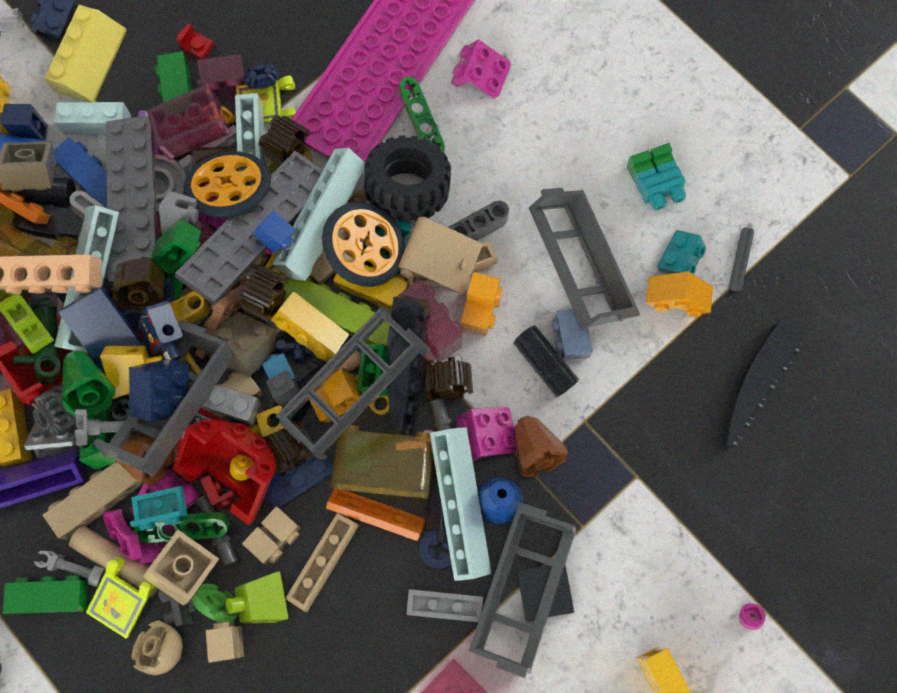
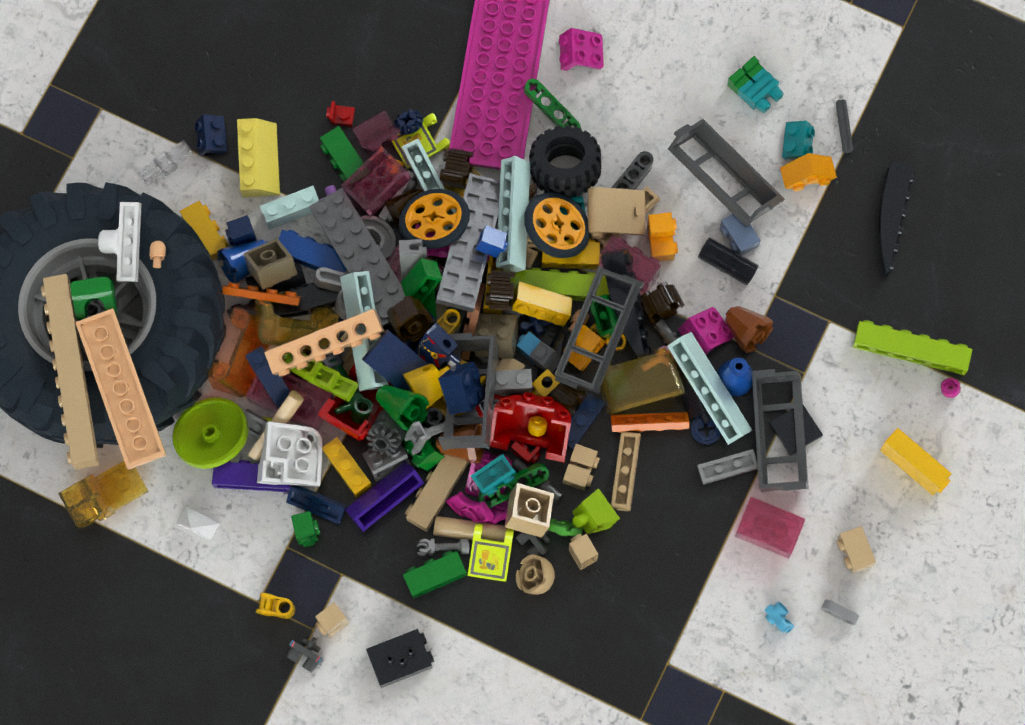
camera: 20 degrees left, 0 degrees up
(725, 550) = (912, 348): none -> lime brick

